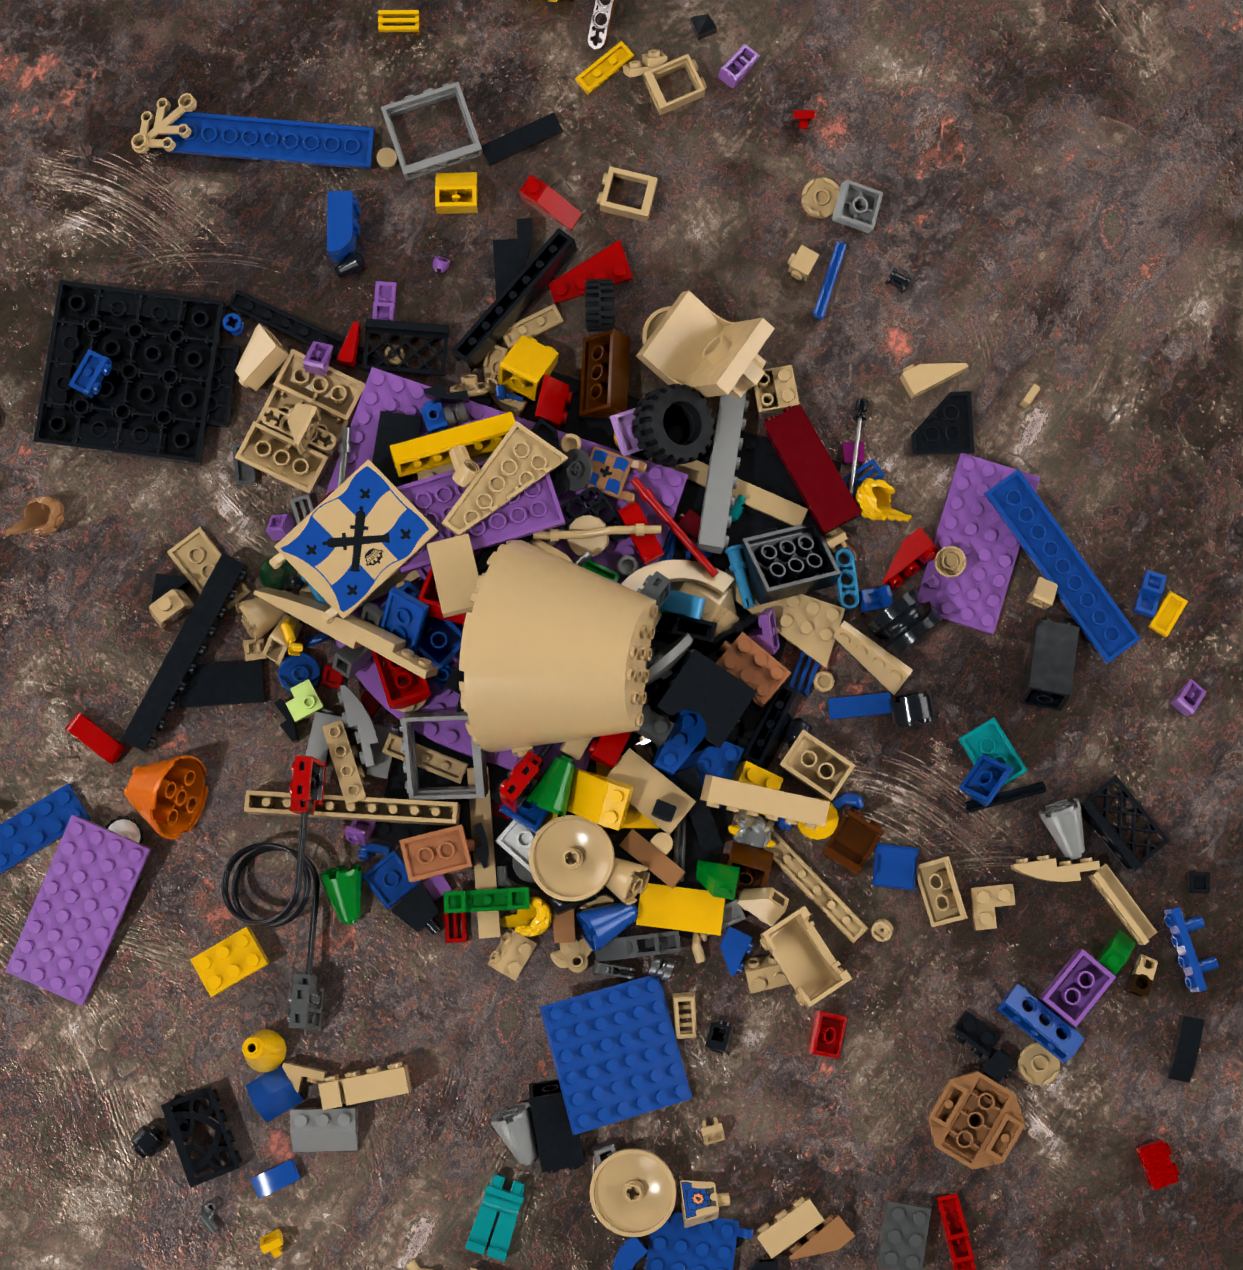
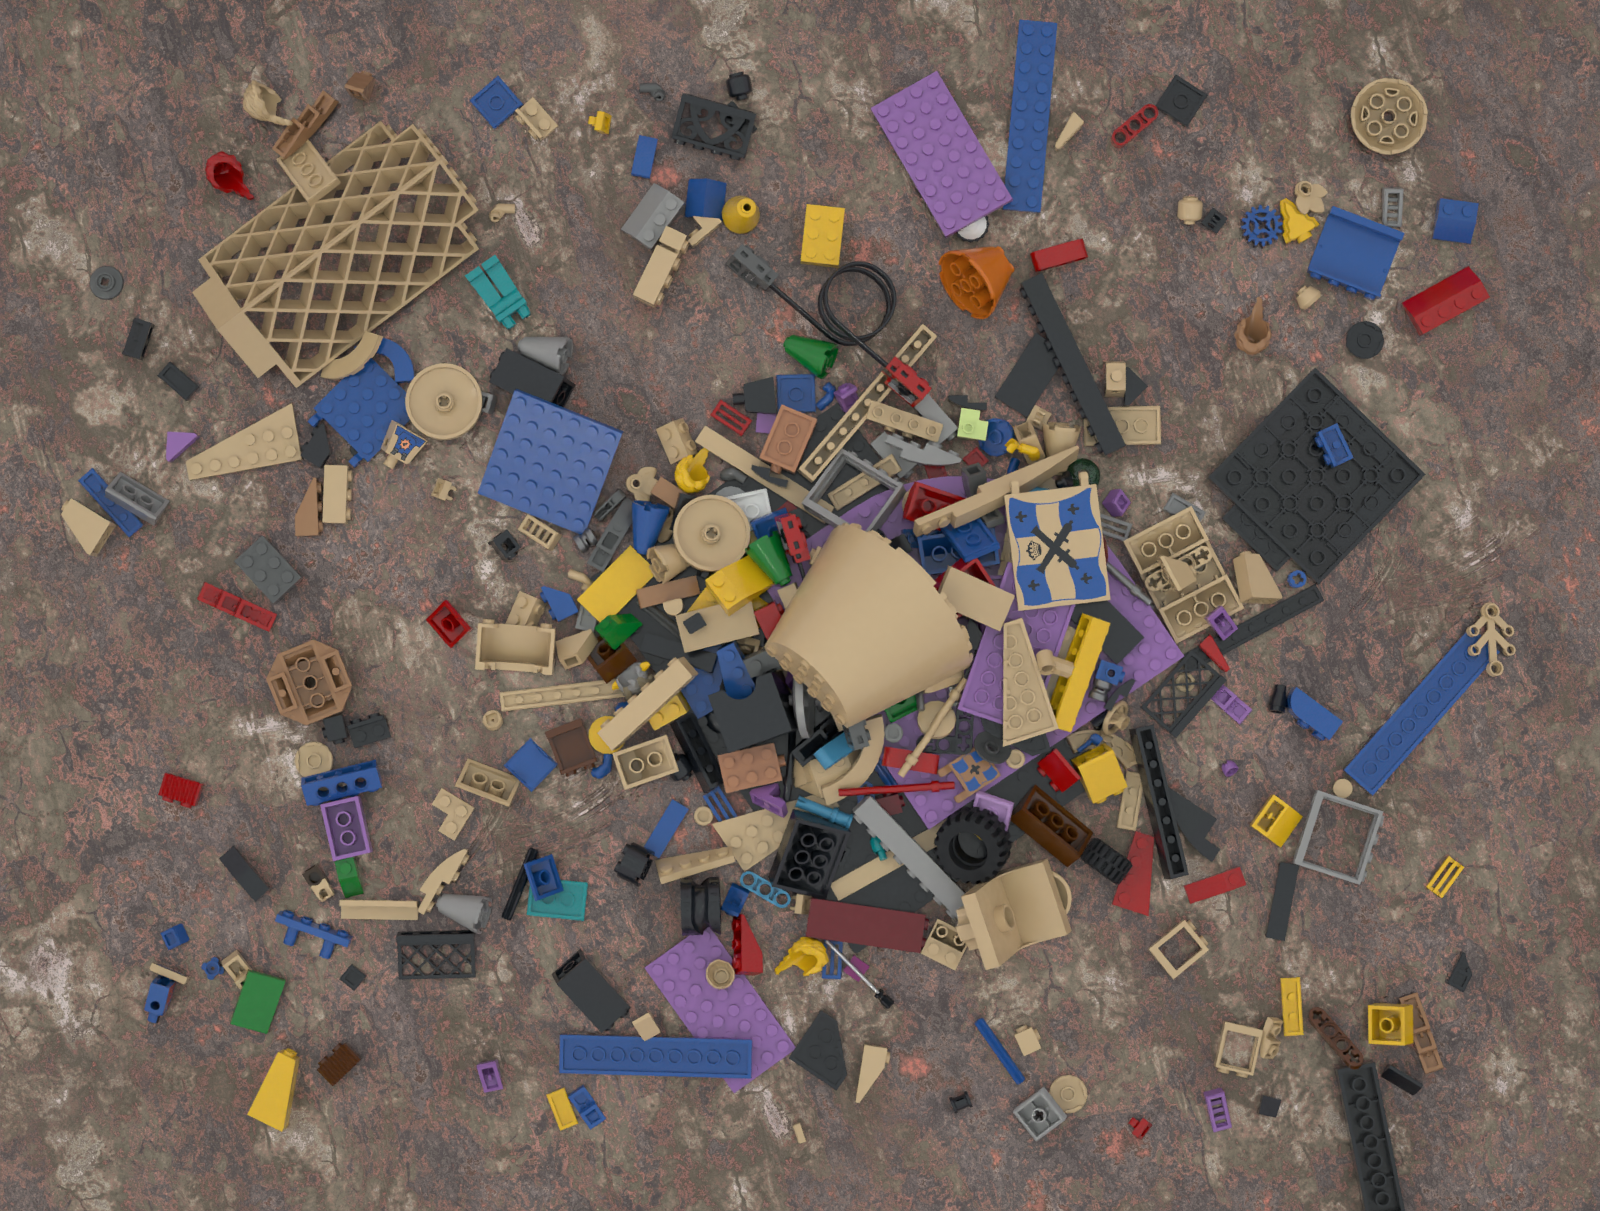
camera: 135 degrees right, 5 degrees up
(486, 900) = (728, 450): green slope -> none

